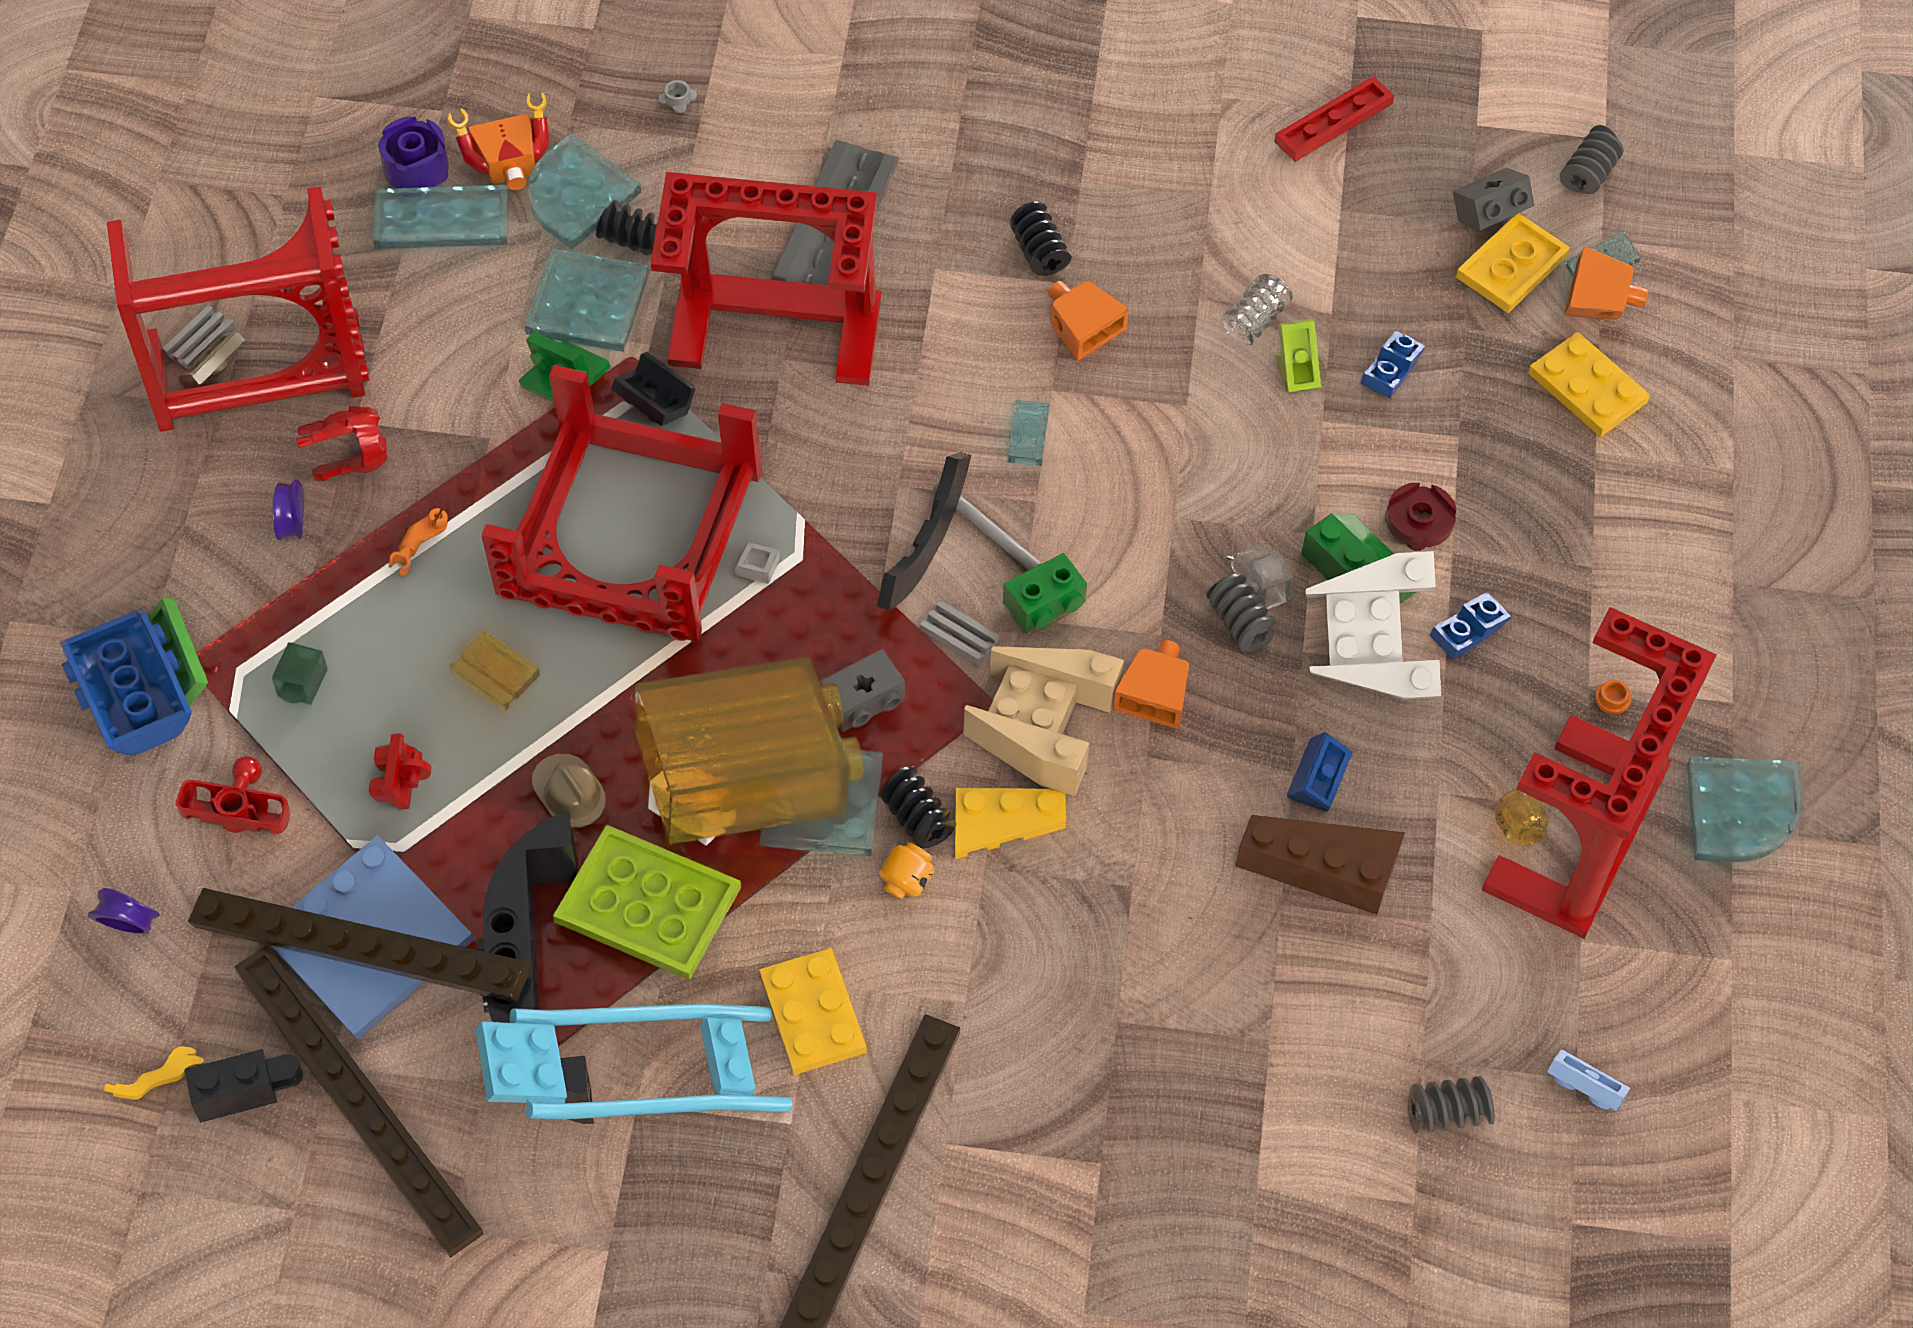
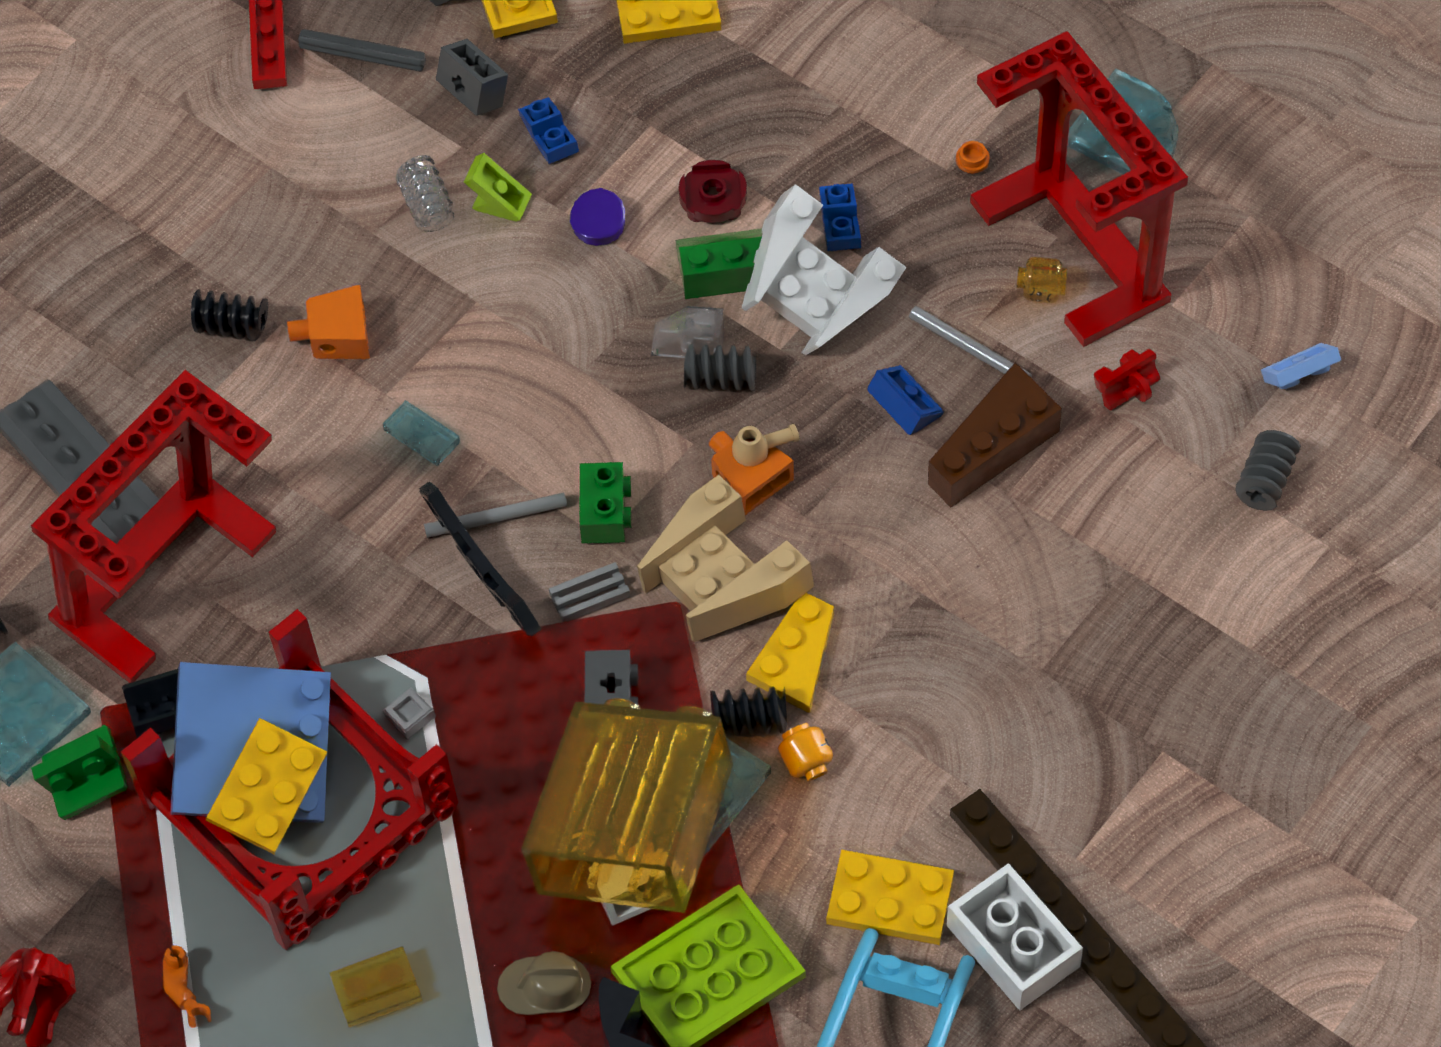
camera: 55 degrees left, 0 degrees up
(611, 491) = (266, 786): none -> yellow plate
(643, 460) = (217, 715): none -> medium blue plate
(823, 1124) = (1014, 936): none -> white brick
(1175, 675) = (756, 451): none -> tan bar
(1330, 445) = (598, 217): none -> dark purple piece
(1369, 192) = (362, 50): none -> dark grey axle
(1395, 277) = (471, 77): none -> dark grey brick
(1412, 797) = (961, 340): none -> light grey bar
(1465, 940) = (1131, 379): none -> red hips

